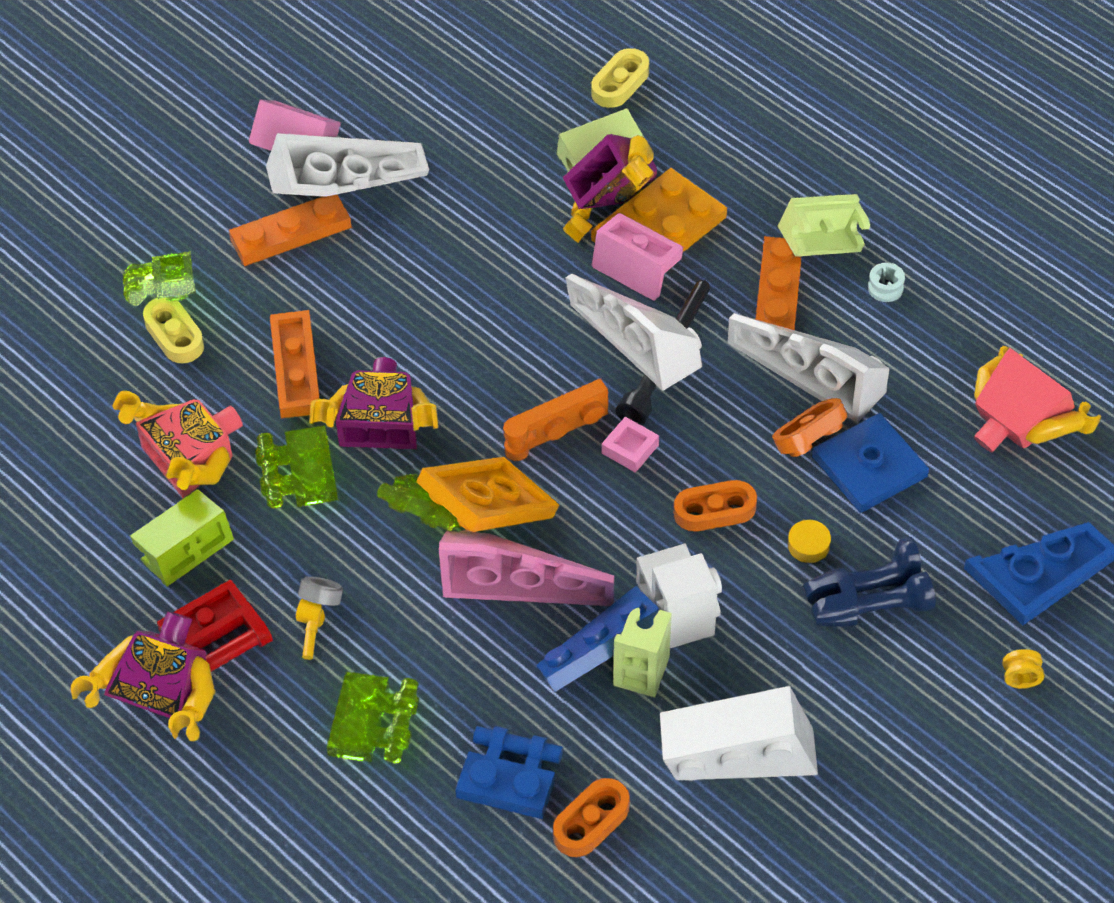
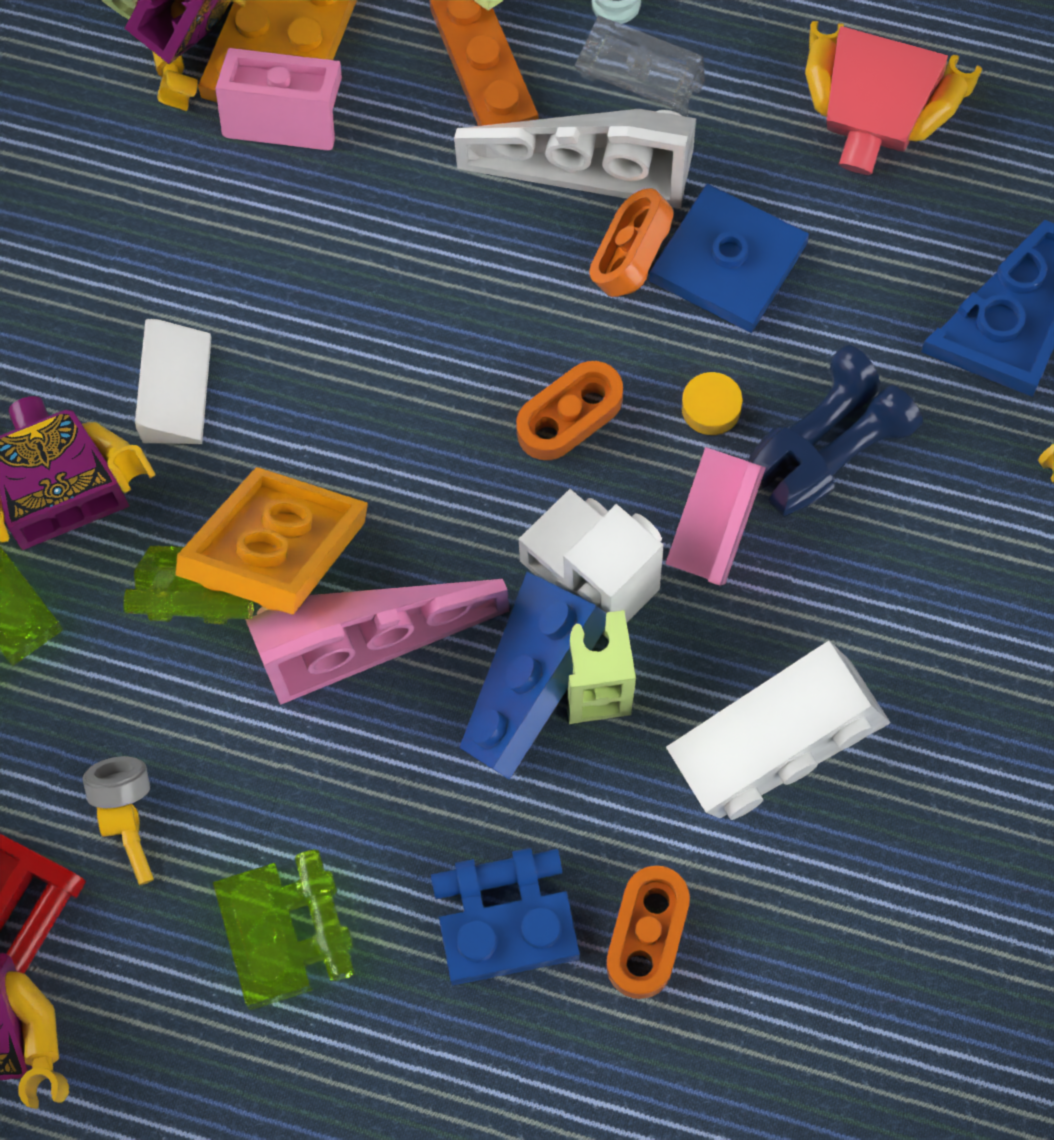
camera: 25 degrees left, 15 degrees up
(479, 389) = (172, 383): none -> white slope
(554, 419) = (298, 383): orange plate -> none
(630, 444) = (414, 373): bright pink plate -> none
(637, 403) = (391, 315): black piece -> none
(643, 334) = (357, 211): white wedge -> none
(771, 601) = (715, 516): none -> bright pink panel
(875, 326) = (641, 64): none -> clear hinge

